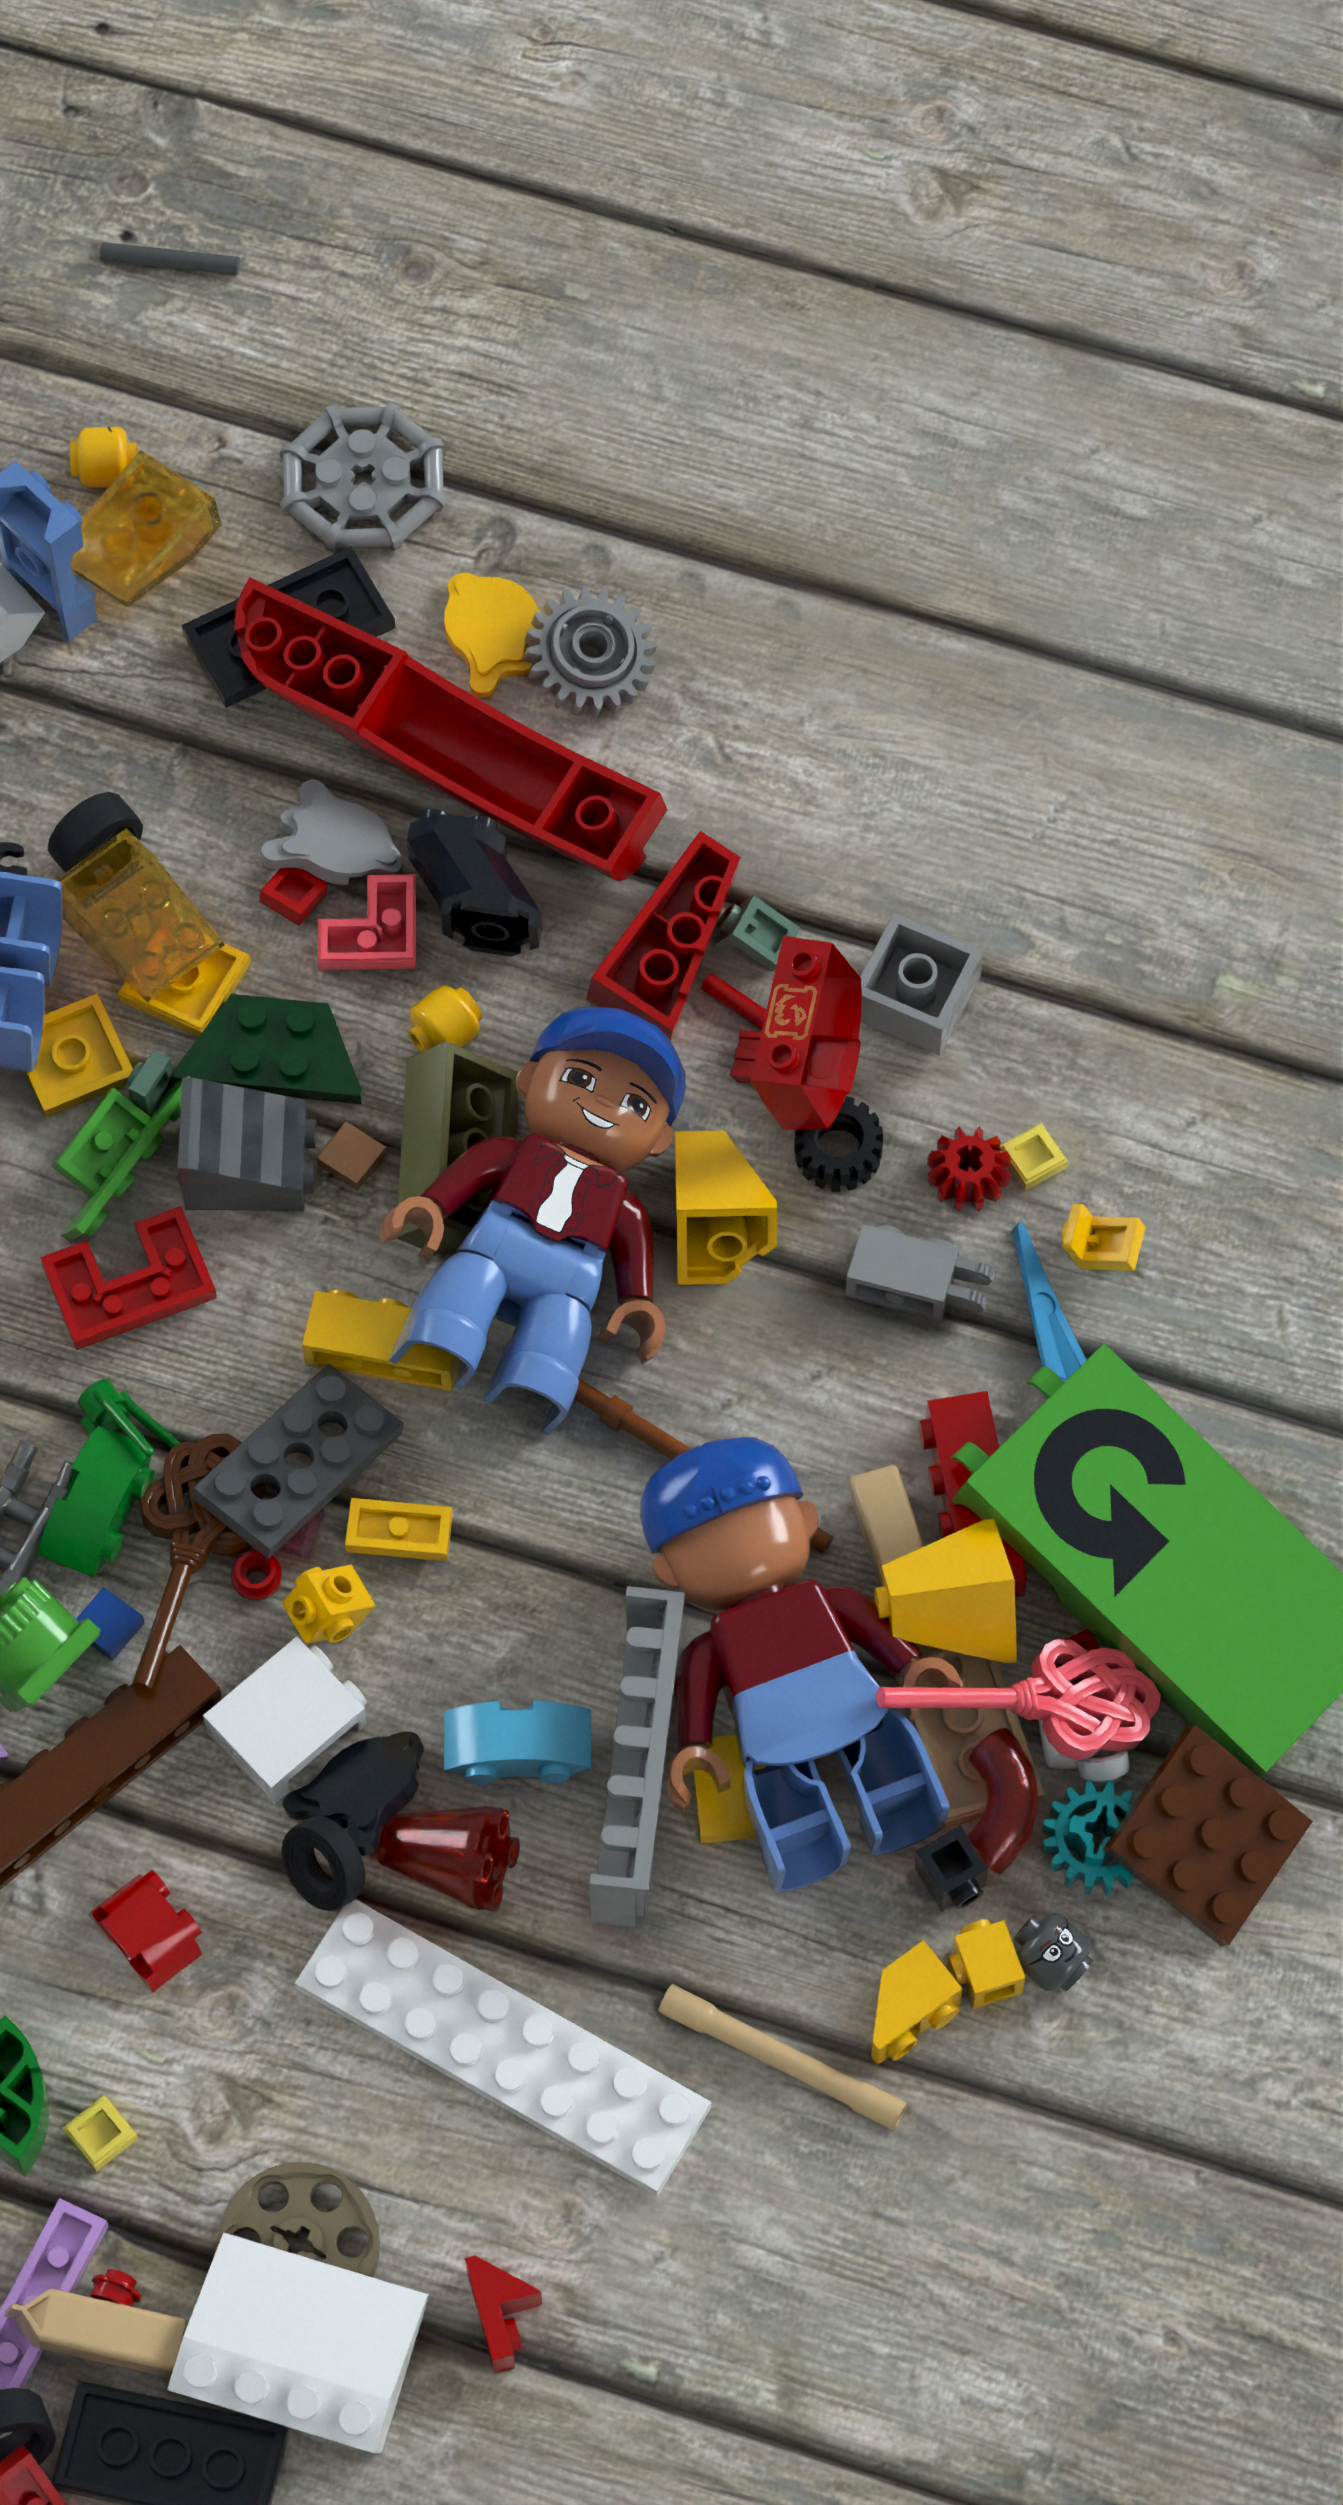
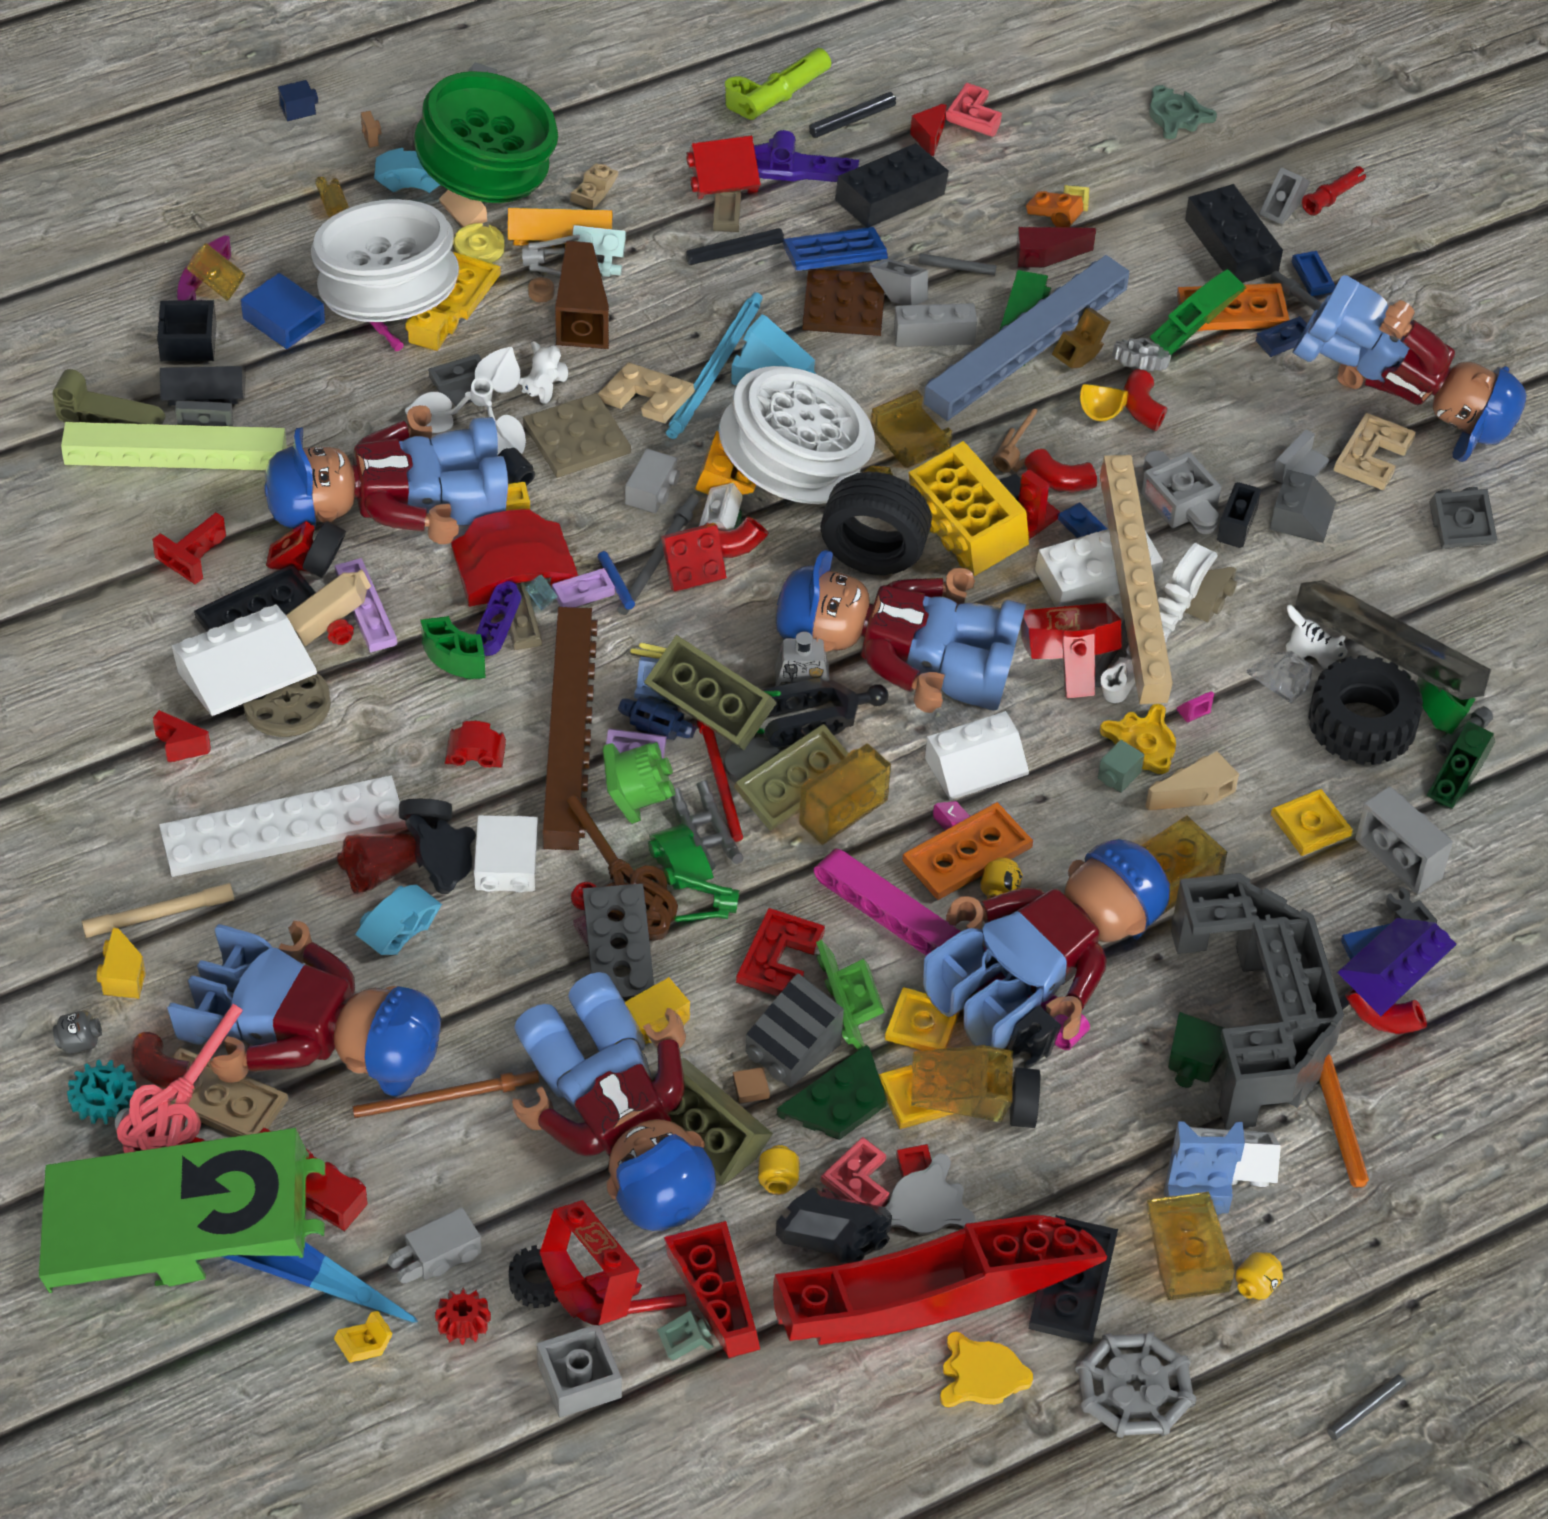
camera: 130 degrees right, 15 degrees down
(100, 2133) = (410, 676): light yellow tile -> none
(114, 1619) = (625, 833): blue tile -> none
(150, 1081) = (871, 1030): sand green plate -> none
(328, 1604) = (528, 903): yellow brick -> none
(399, 1529) = (546, 959): yellow plate -> none
(586, 679) = (920, 1410): light grey gear -> none
(638, 1757) = (292, 906): light grey window -> none
(720, 1209) = (559, 1183): yellow slope -> none
(884, 1516) = (318, 1124): tan piece -> none
(952, 1869) = (153, 1017): black brick -> none
(954, 1595) = (257, 1094): yellow slope -> none
(986, 1963) = (104, 1003): yellow brick -> none
(1034, 1157) = (441, 1357): light yellow tile -> none
(1207, 1835) = (50, 1125): reddish brown plate -> none

